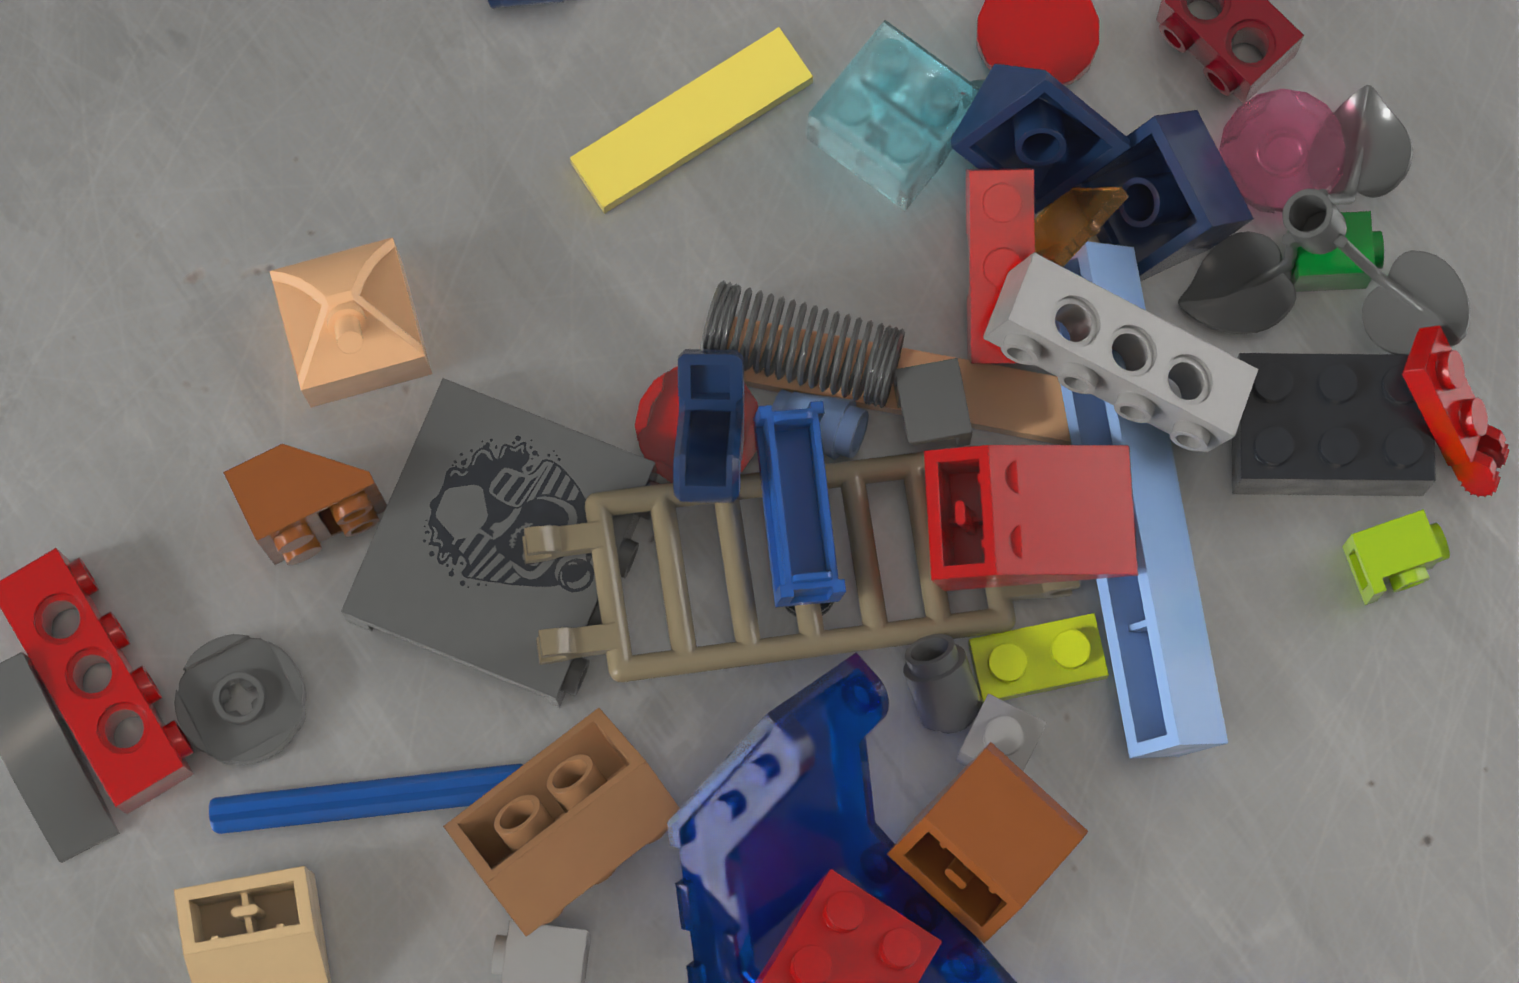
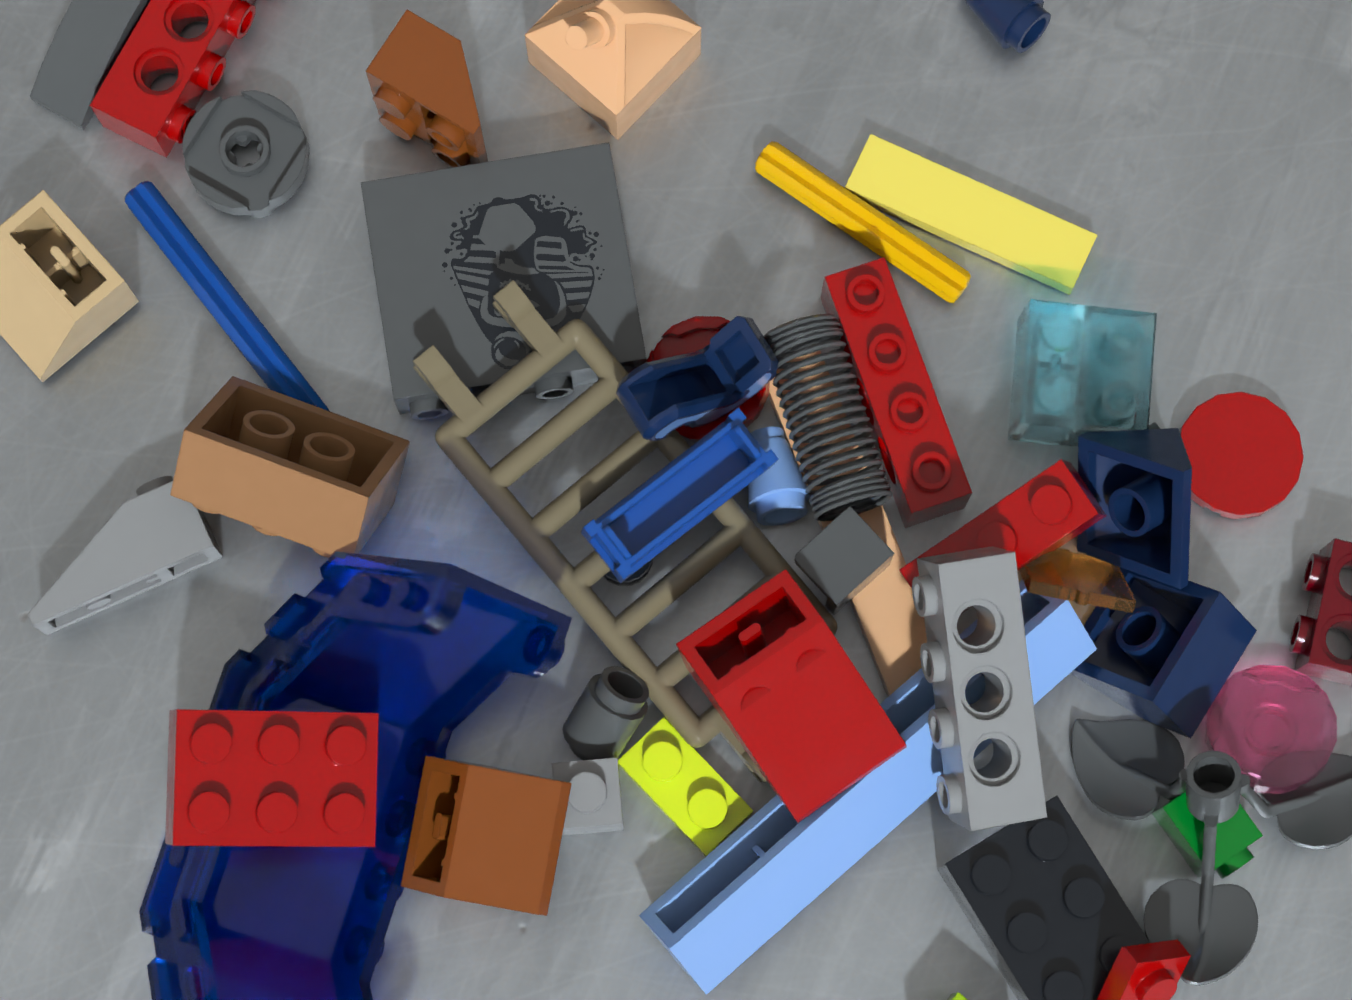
camera: 55 degrees right, 0 degrees up
(641, 212) = (862, 222): none -> yellow axle
(814, 271) = (897, 393): none -> red brick

